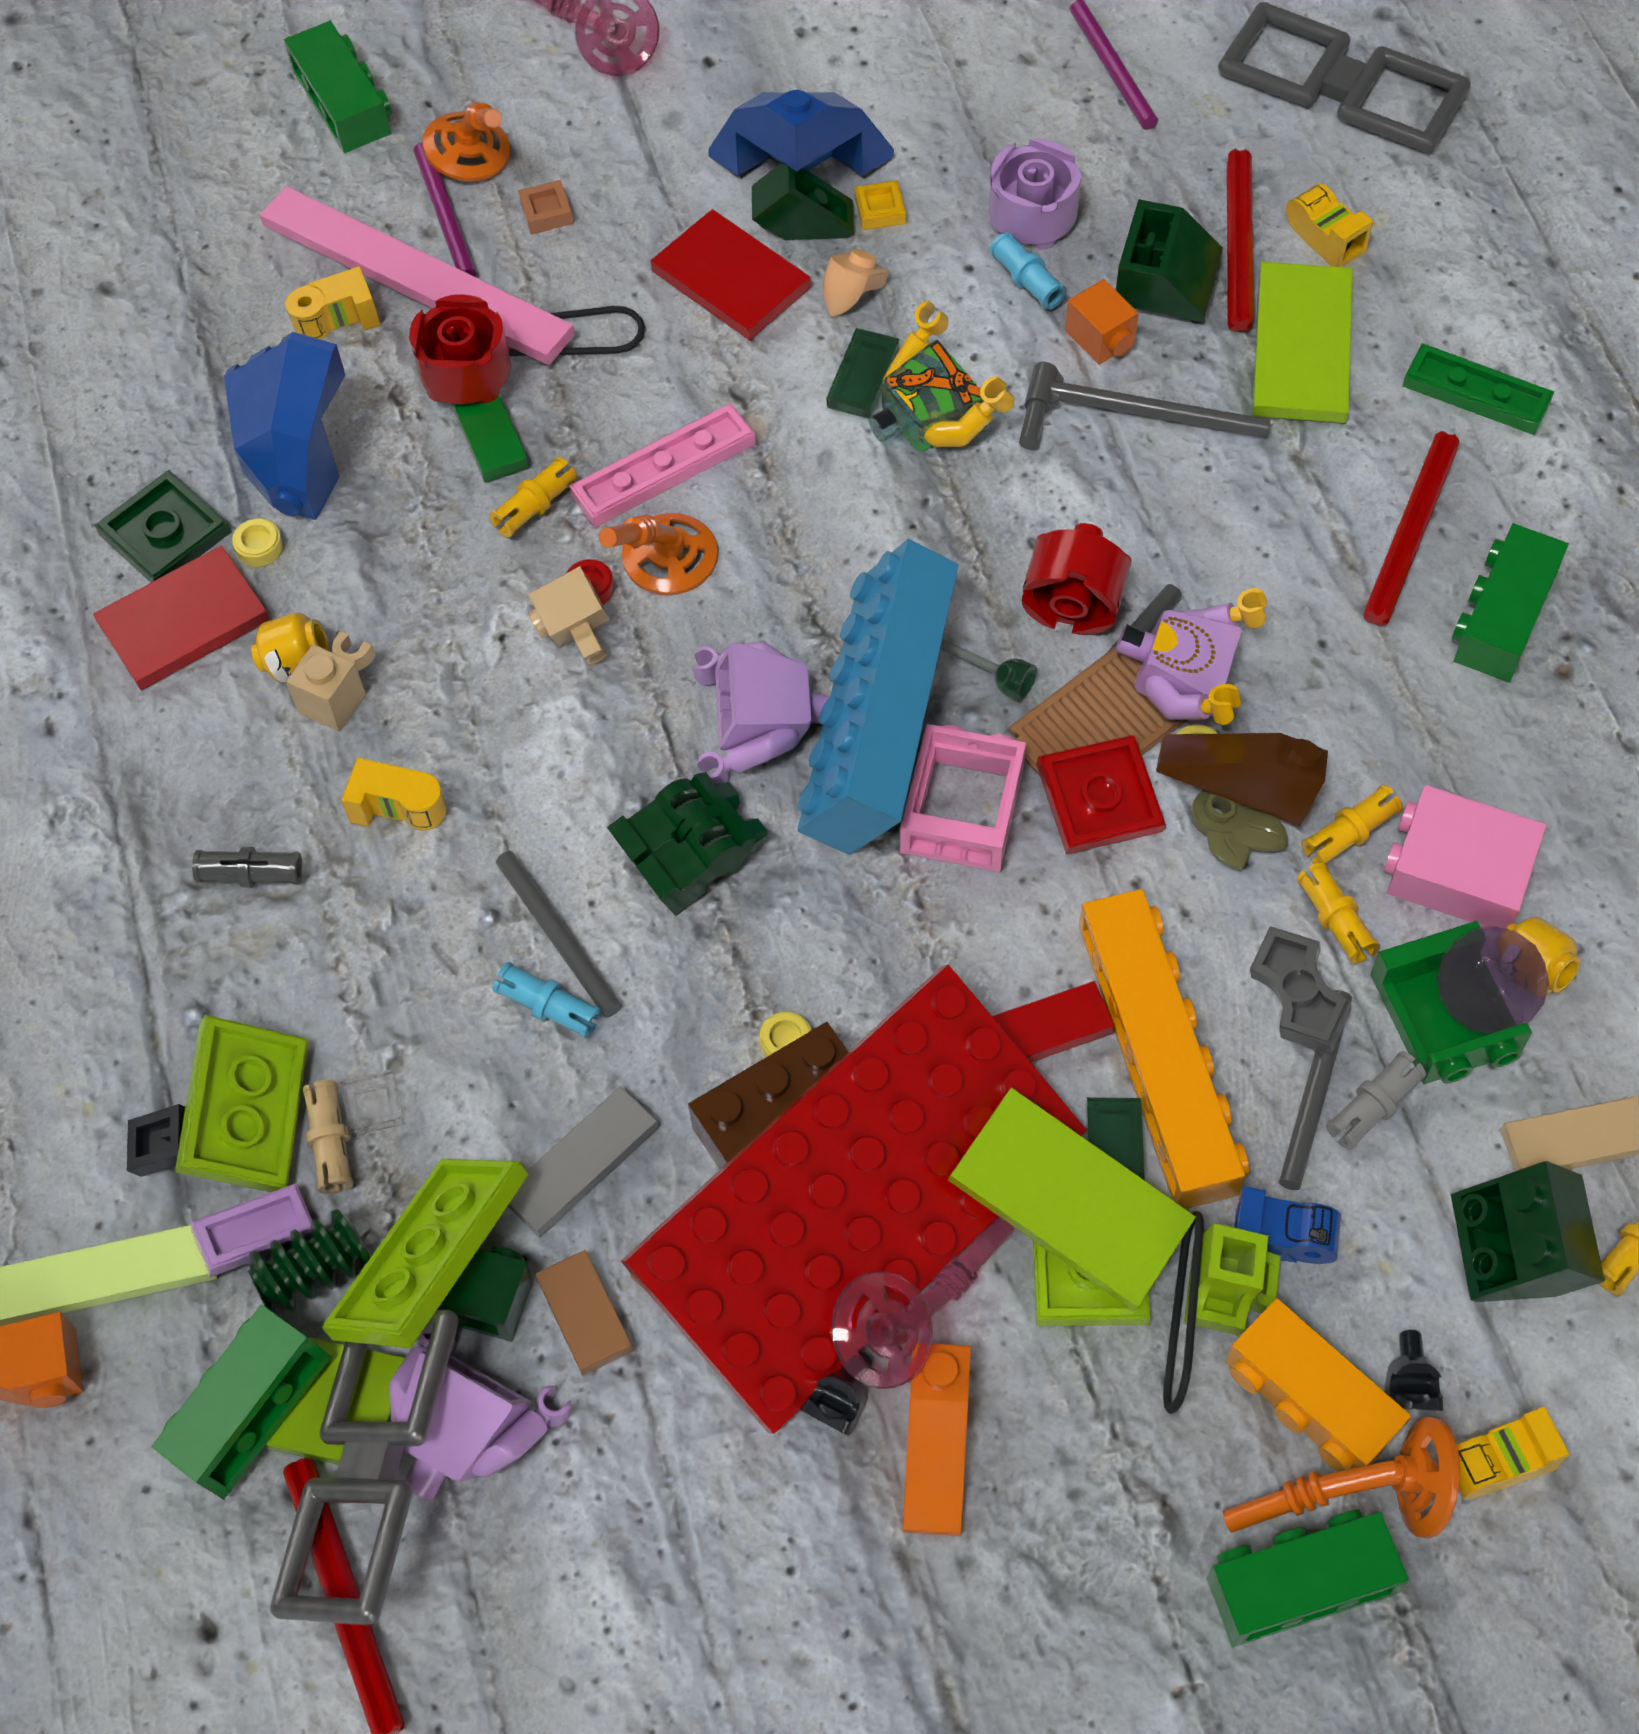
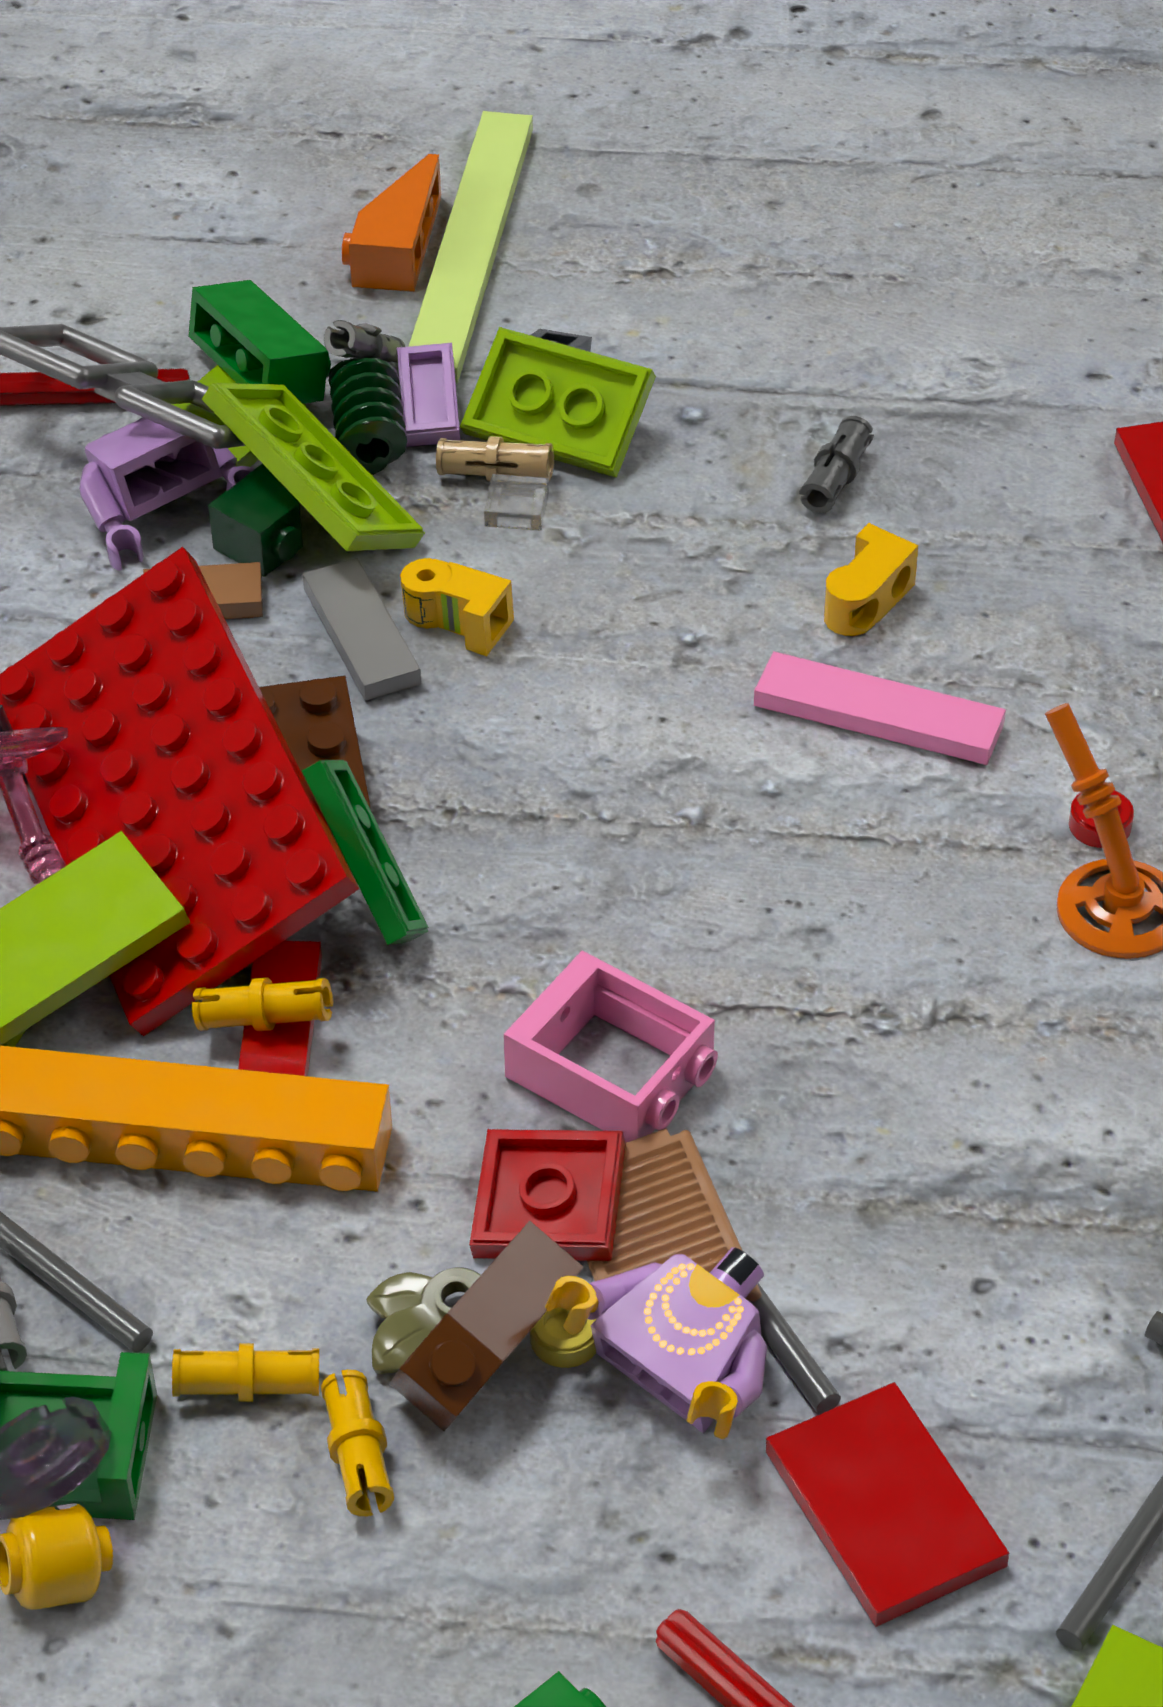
camera: 110 degrees right, 15 degrees down
(223, 1292) = (361, 342): none -> dark grey pin
(285, 642) = (1105, 540): yellow head -> none
(328, 683) = (1037, 557): tan brick -> none
(526, 1088) = (458, 601): none -> yellow leg
(529, 754) = (880, 707): none -> bright pink tile
(547, 1000) = (553, 640): medium azure pin -> none
(558, 934) = (634, 676): dark grey bar -> none
(570, 611) = (1036, 769): tan brick -> none
(710, 836) = (680, 786): dark green hips -> none
(760, 704) = (835, 895): lavender torso -> none
(780, 1031) = (403, 818): light yellow tile -> none
(873, 1004) = (366, 851): none -> green tile
(877, 698) = (777, 981): dark azure brick -> none
(1012, 676) = (765, 1165): clear green hinge -> none
(1040, 1027) = (262, 1004): none -> yellow pin
(1076, 579) = (863, 1249): red brick -> none
(1117, 1130) = (92, 1033): clear green tile -> none
(1228, 539) = (886, 1503): none -> red tile
(1311, 1010) = (137, 1283): dark grey tile -> none
(1464, 858) = (234, 1542): bright pink brick -> none

